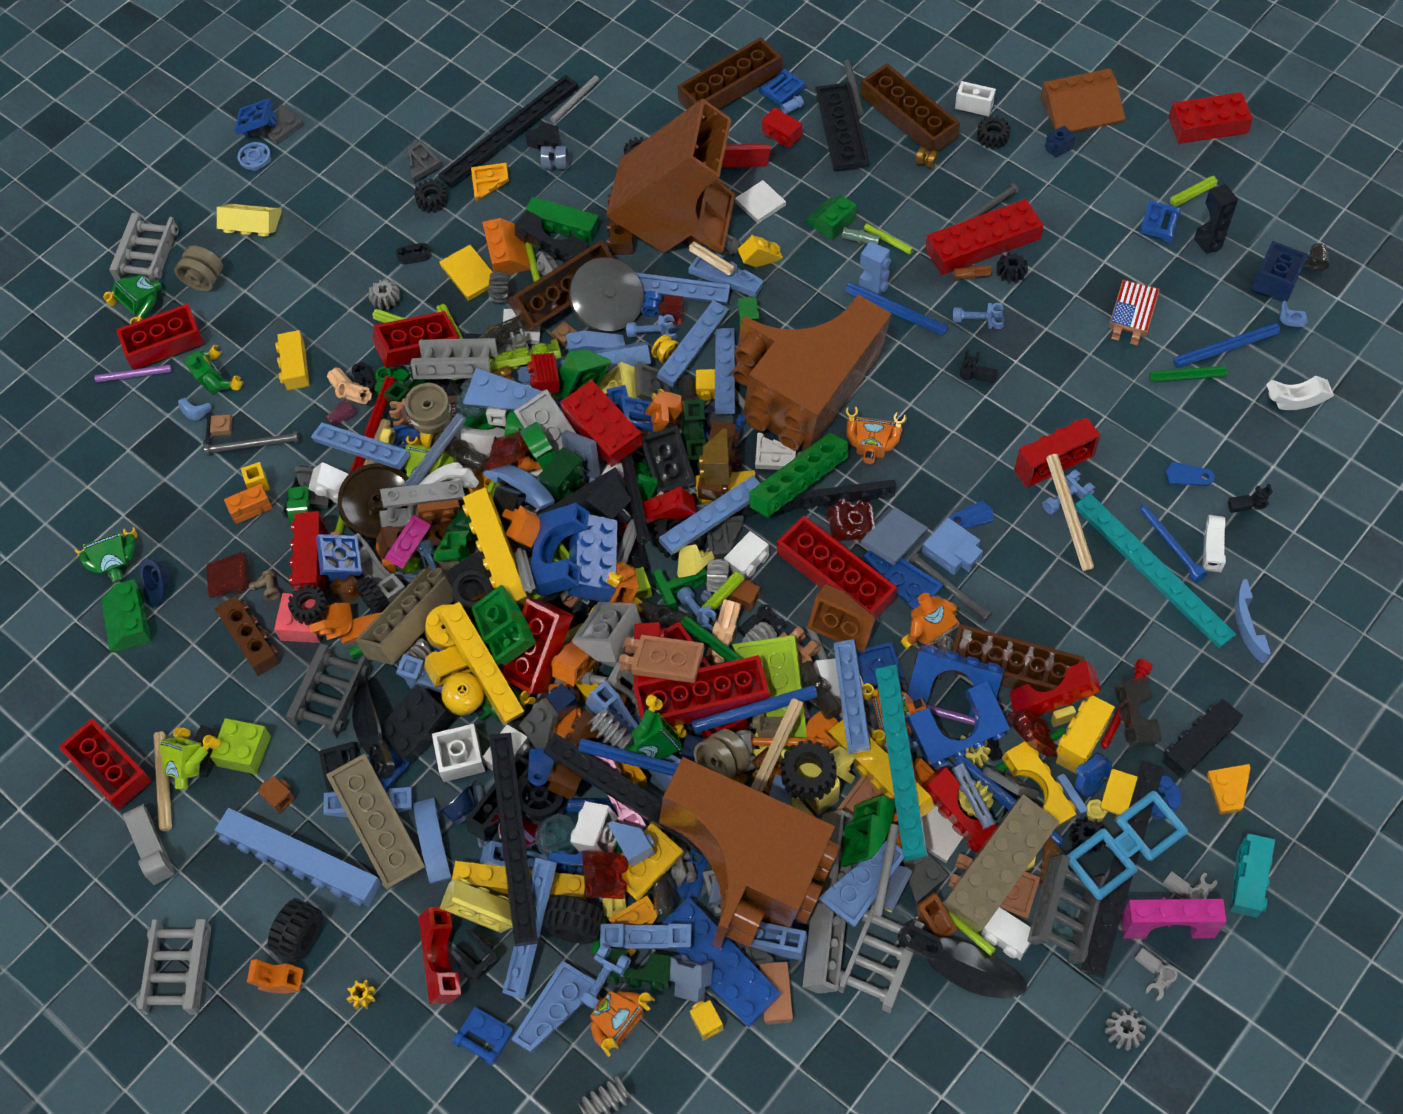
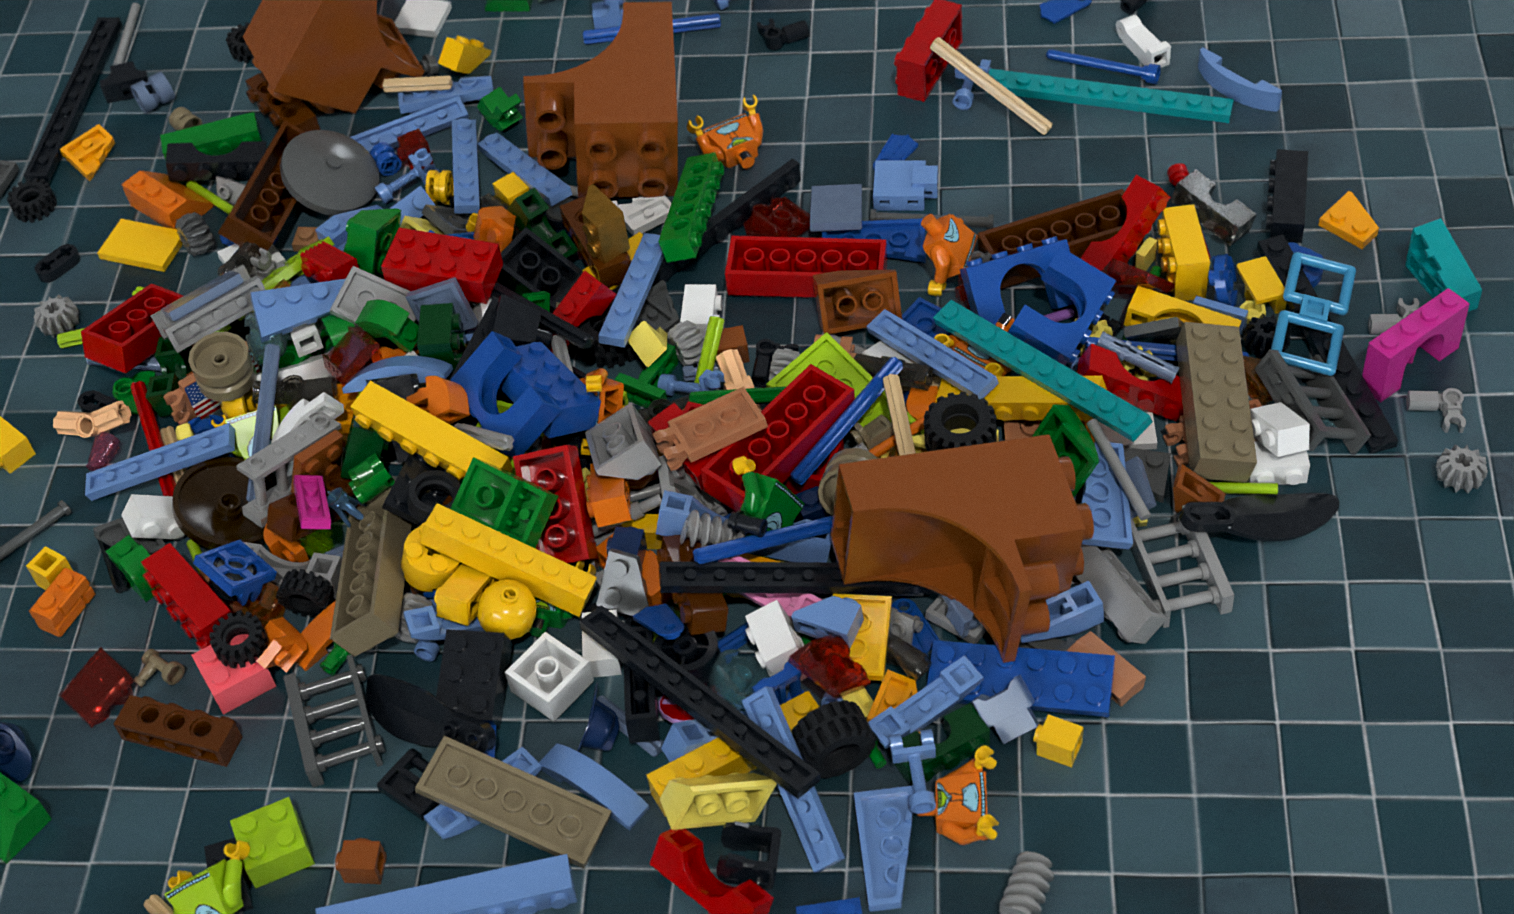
camera: 35 degrees left, 10 degrees down
(451, 348) = (202, 295): none -> sand blue tile
(557, 193) = (182, 118): none -> dark tan wheel
(624, 738) = (739, 521): none -> black pin
(1020, 915) = (1280, 429): none -> white brick

